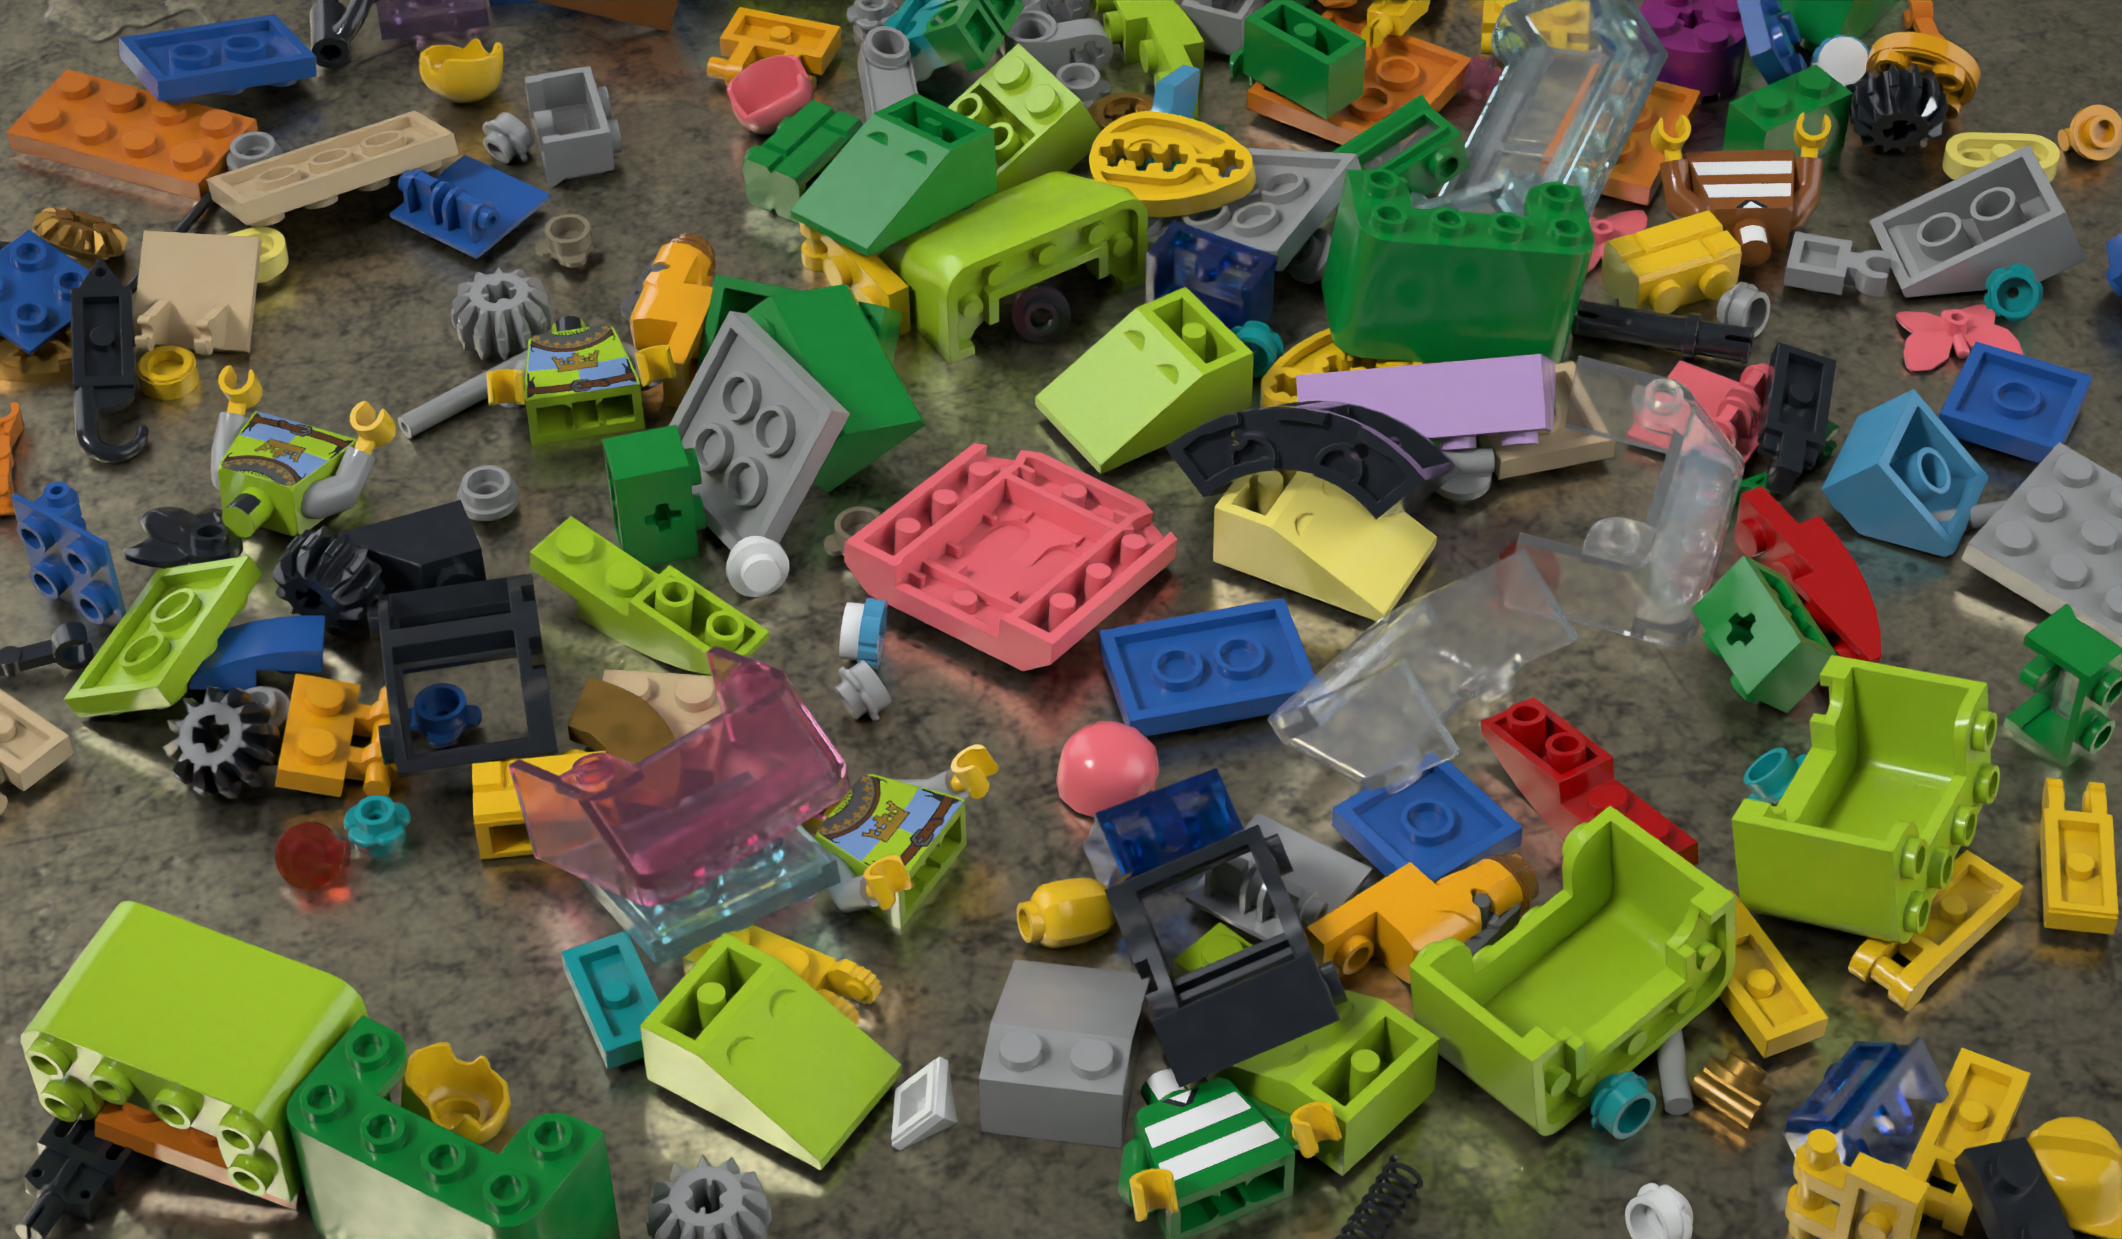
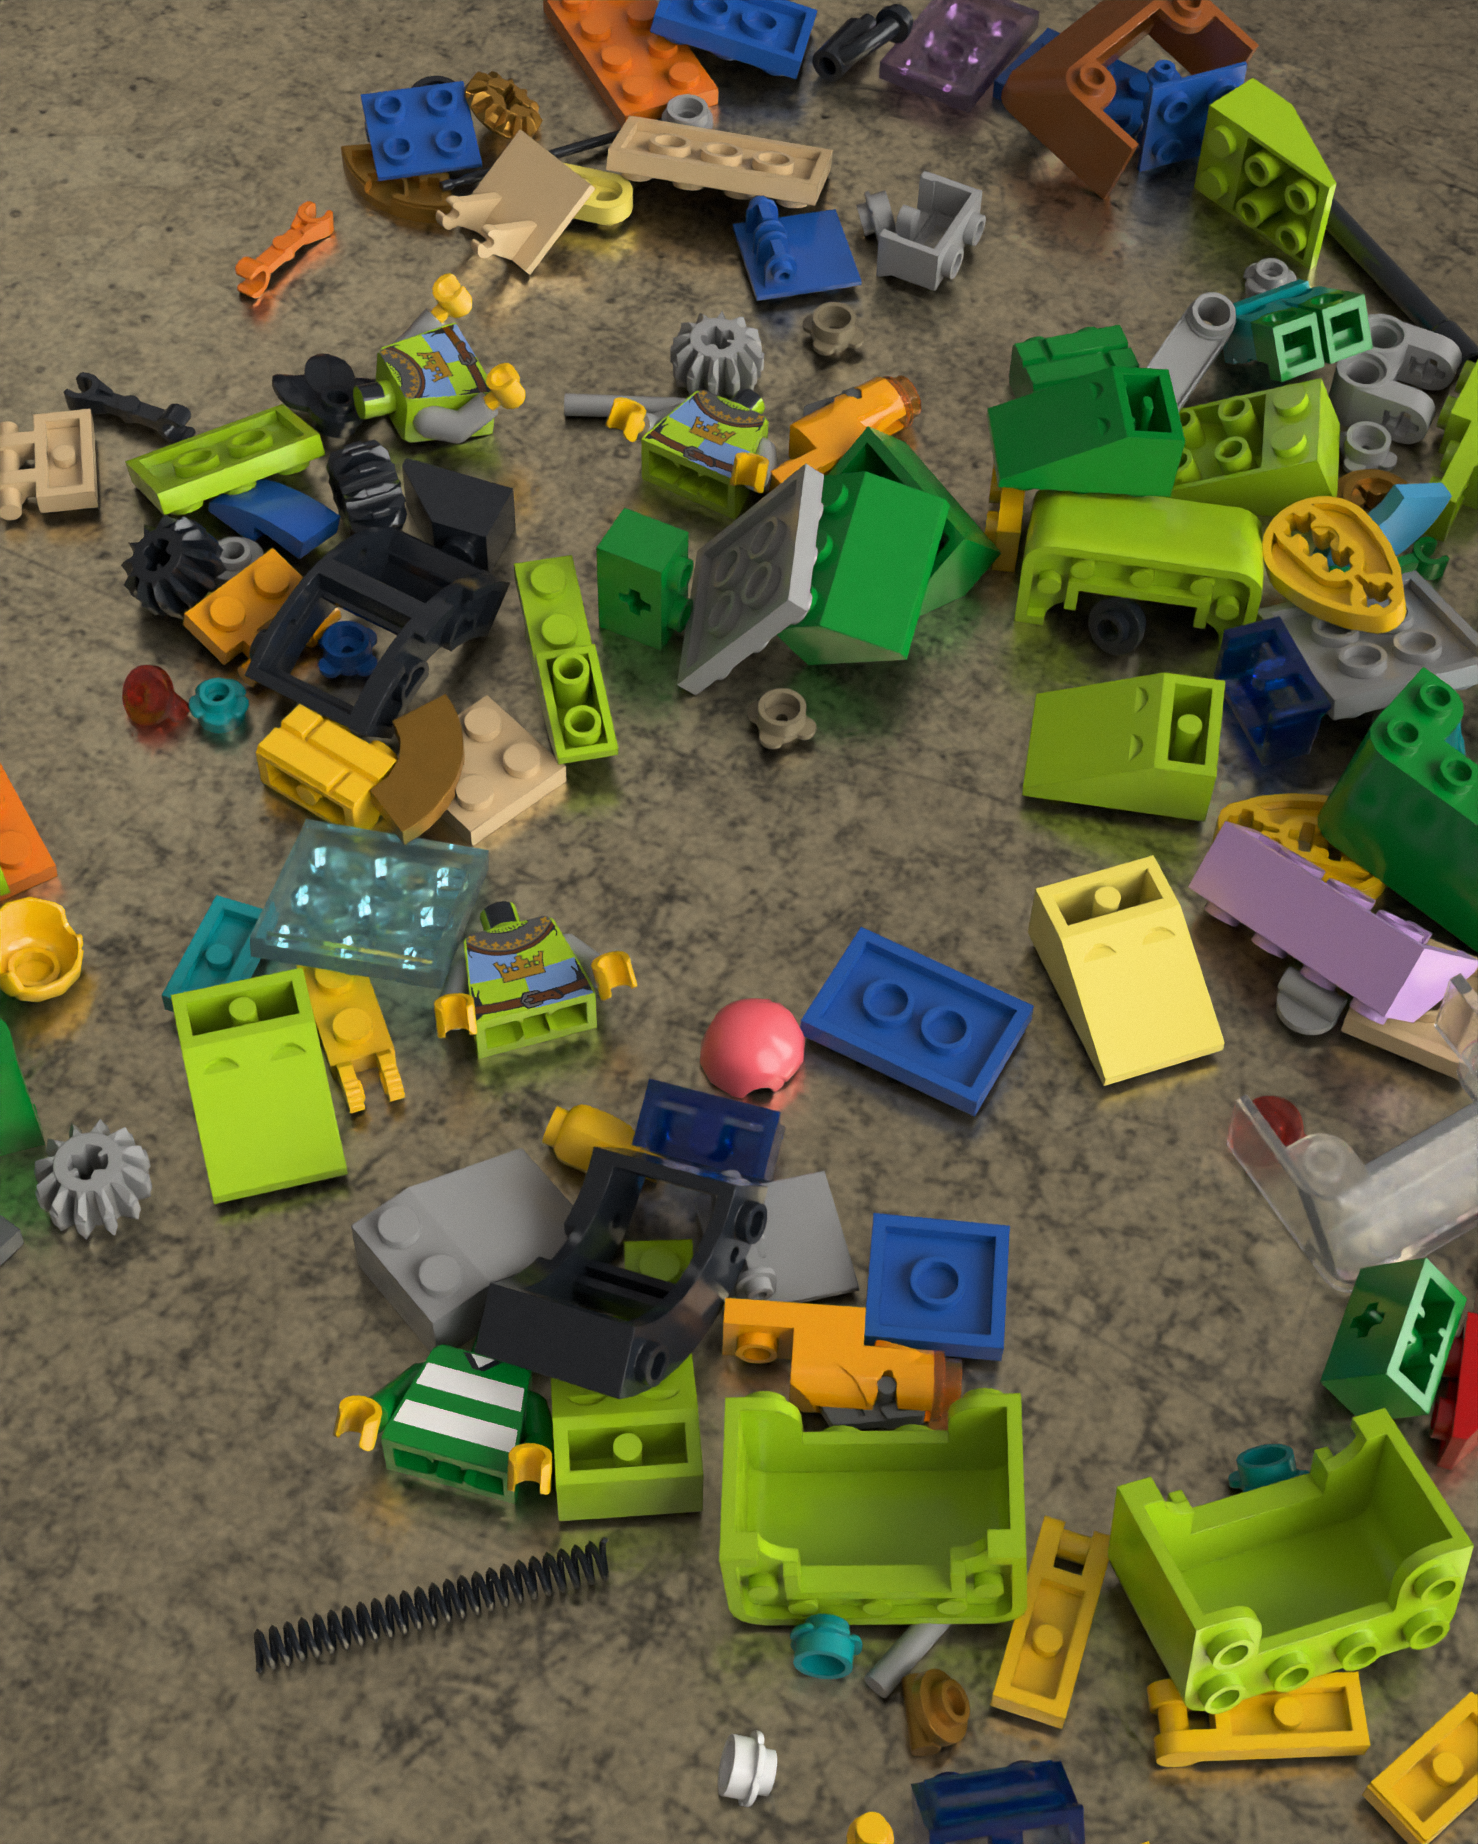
camera: 40 degrees right, 10 degrees up
(66, 557) = (231, 345): blue hinge -> none
(103, 361) = (409, 215): black plate -> none
(167, 372) = (453, 254): yellow tile -> none
(461, 73) = (899, 137): yellow hair -> none
(488, 493) = (559, 496): light grey plate -> none
(694, 804) = (409, 849): clear pink windscreen -> none
(757, 566) = (677, 688): white plate -> none
(762, 34) = (1166, 259): light orange plate -> none
(769, 92) = (1104, 298): coral hair -> none
(862, 691) = (644, 846): light grey plate -> none
(864, 631) = (691, 800): dark azure piece -> none
(923, 1105) = (329, 1213): white slope -> none
(1010, 554) = (873, 813): coral wedge -> none
(1270, 343) = (1253, 772): teal plate -> none
(1323, 438) = (1164, 888): black window -> none
(1386, 695) = (1044, 1150): clear windscreen -> none
(1570, 775) = (1088, 1364): red slope -> none

